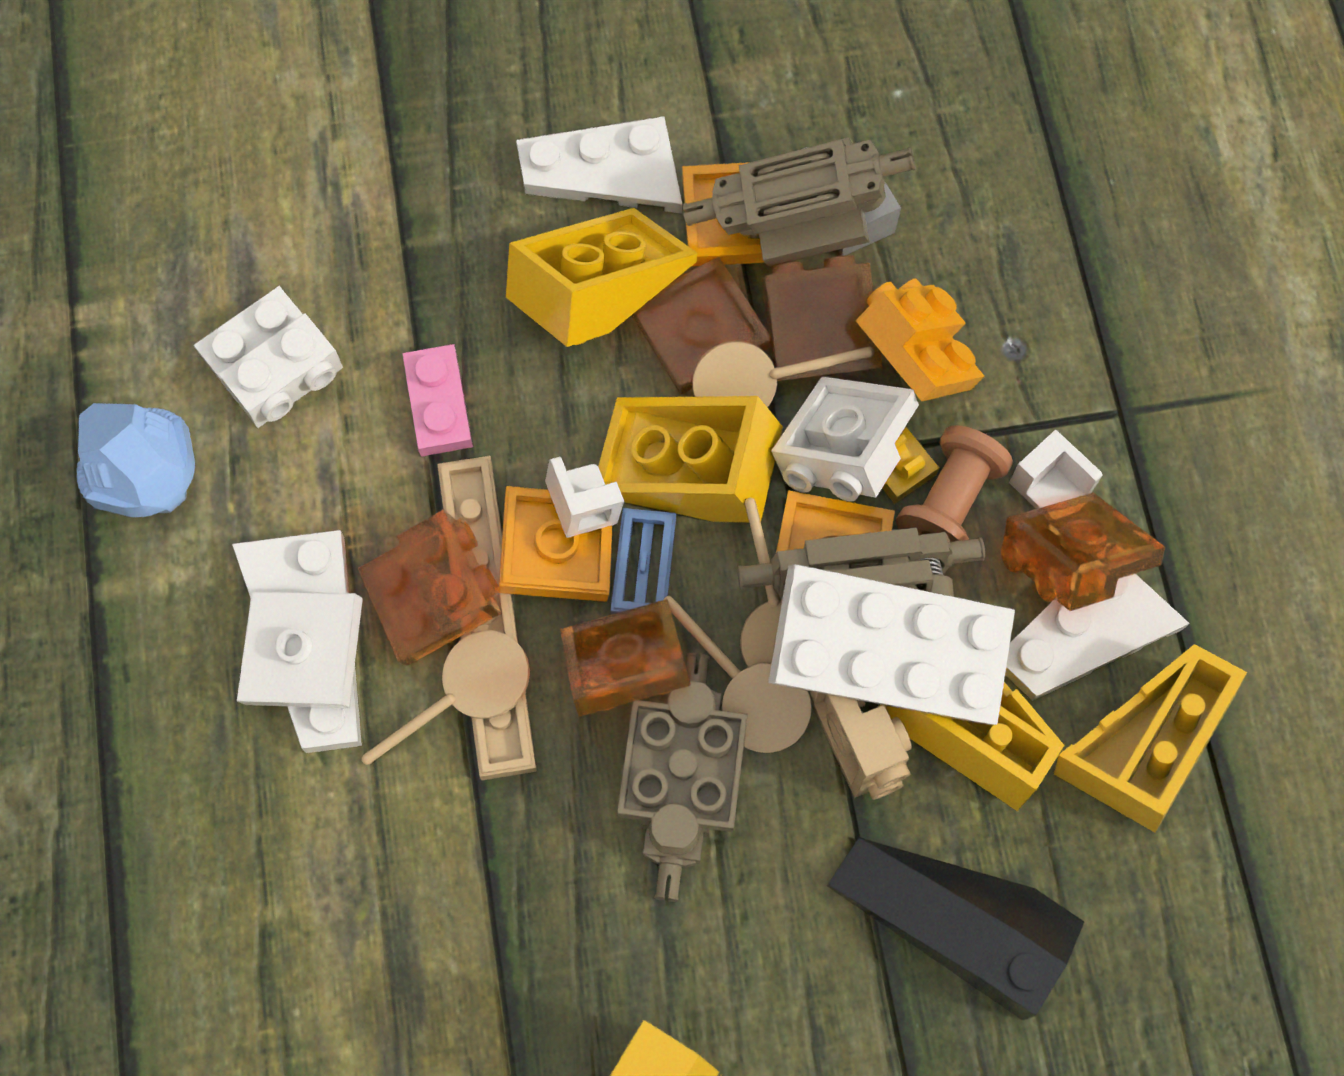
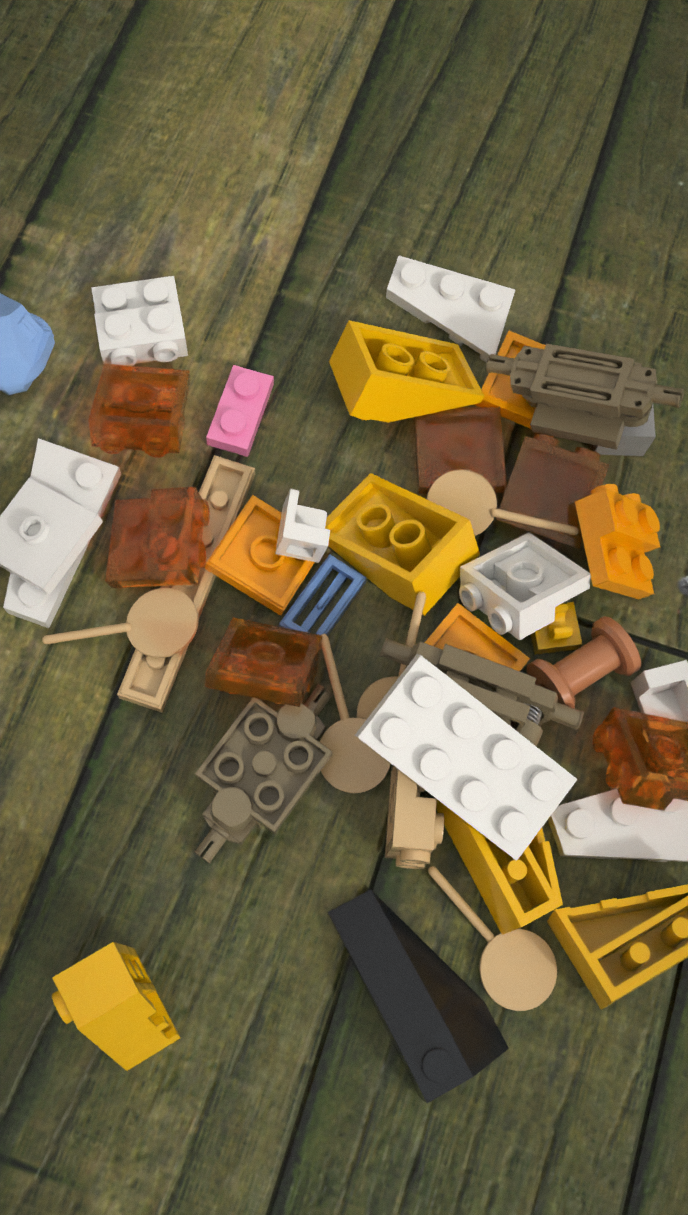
camera: 20 degrees right, 0 degrees up
(328, 455) = (139, 409): none -> clear orange plate
(1046, 837) = (515, 966): none -> tan piece

